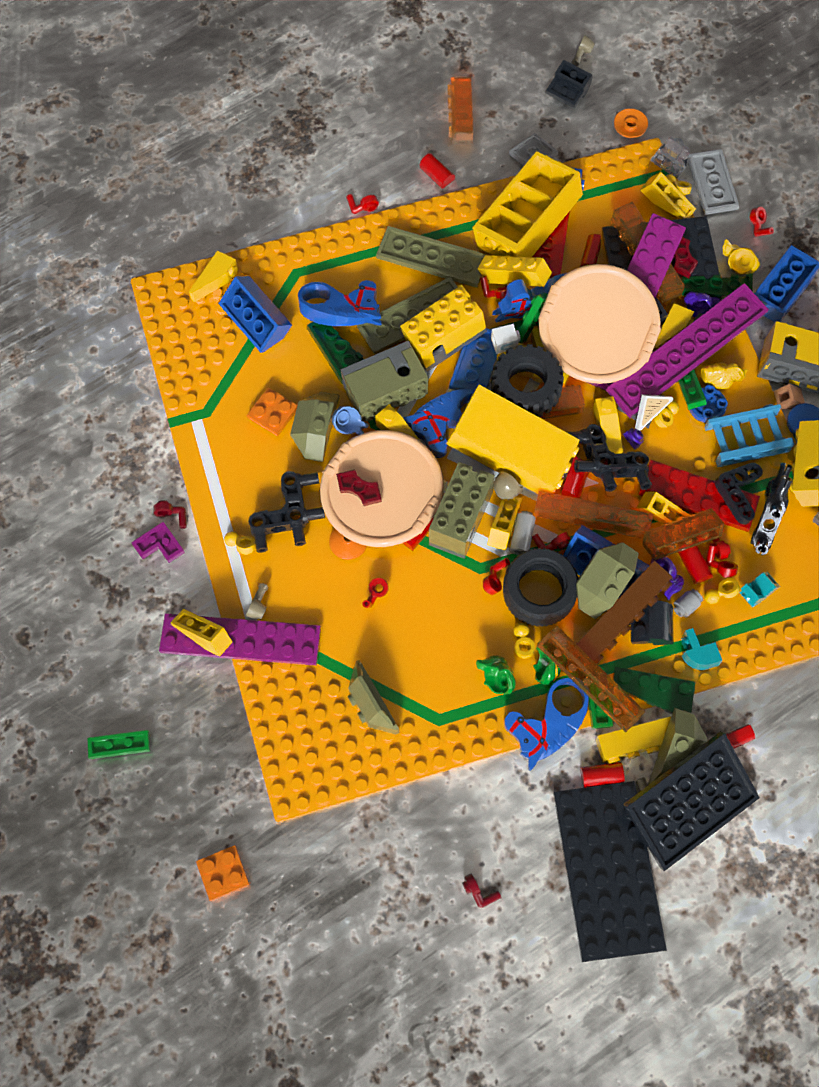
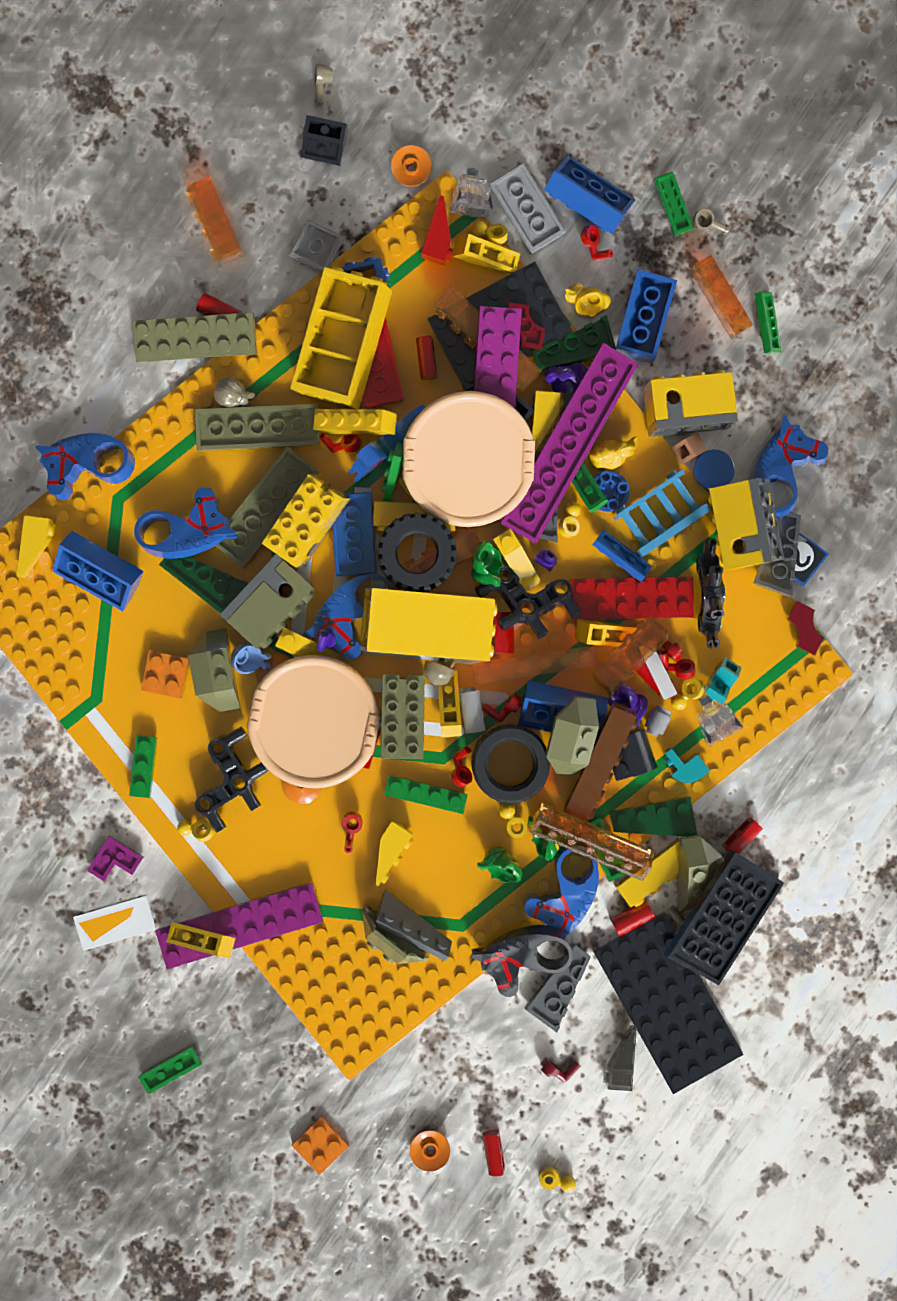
camera: 20 degrees left, 20 degrees up
(132, 599) = (114, 923): none -> white sticker
(165, 509) = (102, 821): dark red plate -> none
(219, 476) = (143, 766): none -> green plate
(256, 608) = (242, 890): dark tan bar -> none
(283, 228) = (81, 453): none -> blue animal
(312, 919) = (431, 1160): none -> orange dish
(366, 491) = (300, 735): dark red tile -> none
(368, 203) = (161, 384): red plate -> none
(385, 948) = (494, 1152): none -> red brick
(391, 693) = (406, 924): none -> dark grey wing
(406, 619) = (391, 845): none -> yellow slope
(411, 179) = (195, 337): none -> olive plate
(420, 425) = (326, 639): none -> dark purple plate
(422, 224) = (231, 393): none -> dark tan piece
(444, 1010) = (566, 1183): none -> yellow plate
(453, 590) = (425, 794): none -> green plate
(478, 753) = (519, 949): none -> black animal
(505, 338) = (375, 507): white brick -> none
(505, 815) = (553, 996): none -> dark grey wing
(540, 913) = (621, 1064): none -> clear smoke slope
(582, 414) = (486, 564): none -> green hair
(631, 177) = (438, 242): none -> red slope
(649, 408) = (552, 526): tile -> none
(701, 455) = (622, 555): none -> blue plate
(703, 564) = (660, 676): none -> white sticker
(733, 485) = (662, 579): black beam -> none
(743, 623) = (716, 721): none -> clear torso
(767, 188) = (589, 194): none -> blue slope

